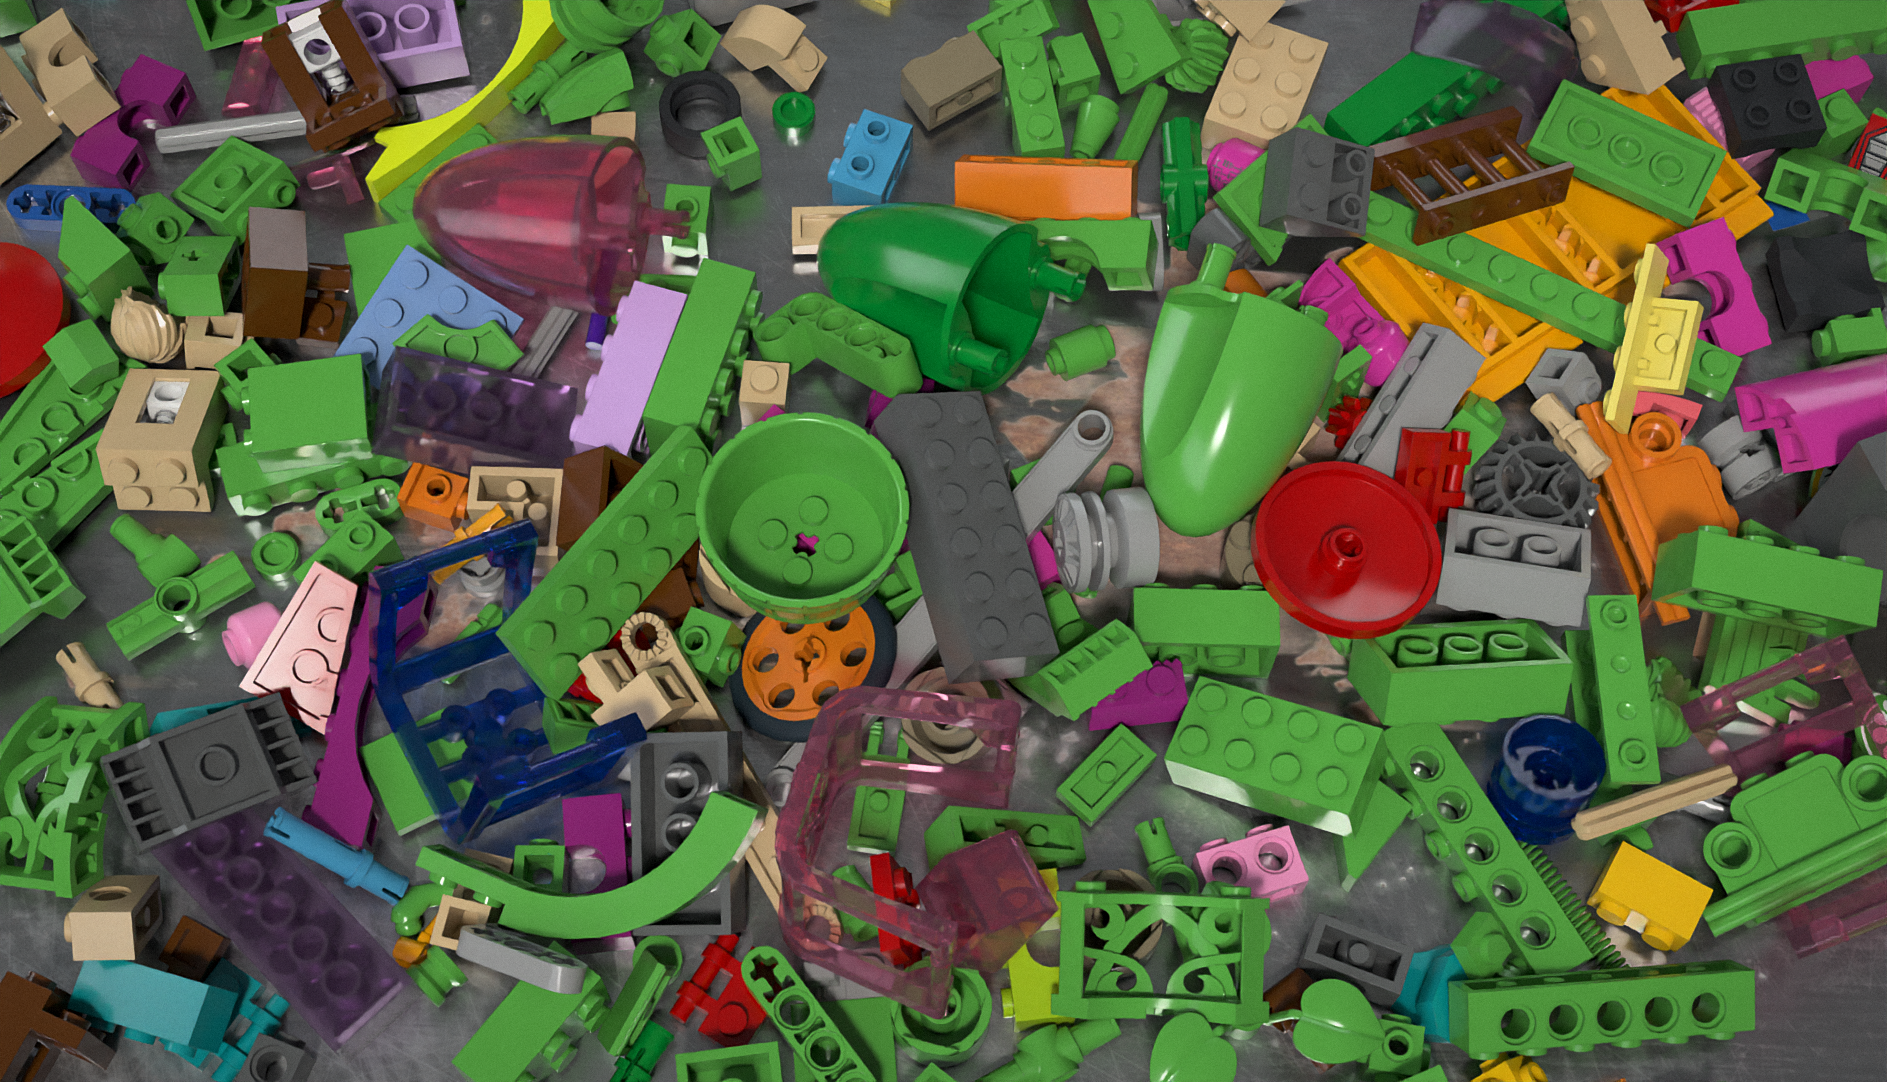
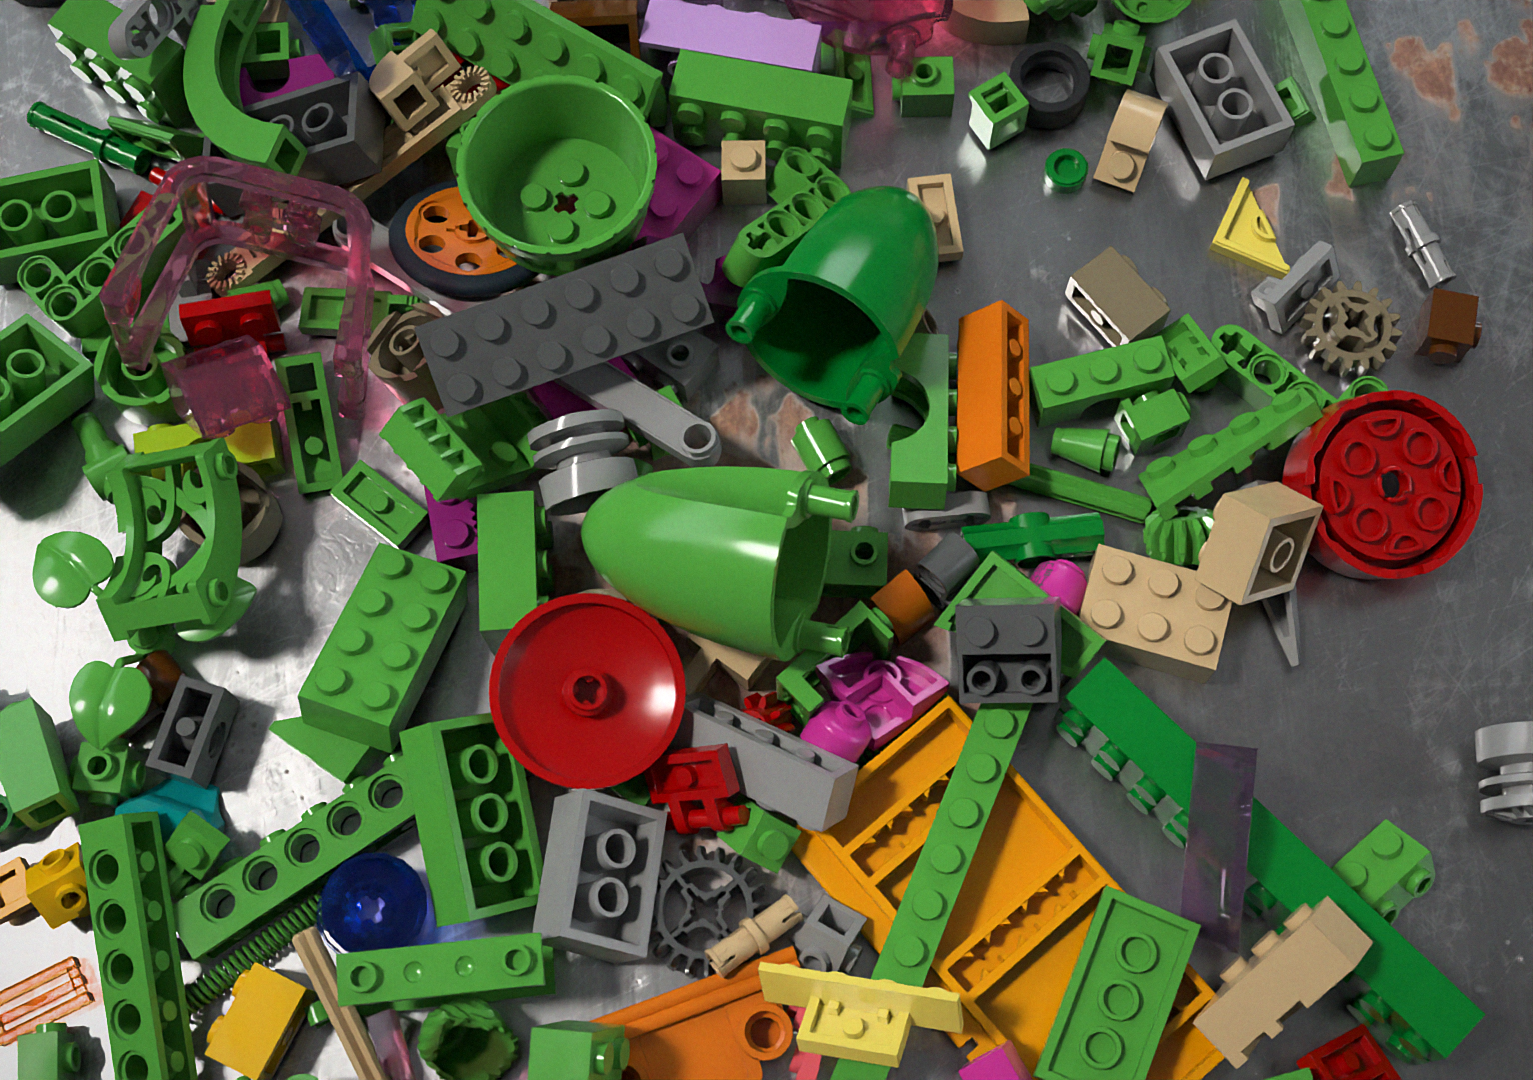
camera: 90 degrees right, 5 degrees up
(872, 160) = (1012, 241): dark azure brick -> none
(1166, 868) = (288, 561): bright green pin -> none
(1244, 862) = (277, 641): bright pink brick -> none
(1469, 143) = (1097, 797): reddish brown fence -> none

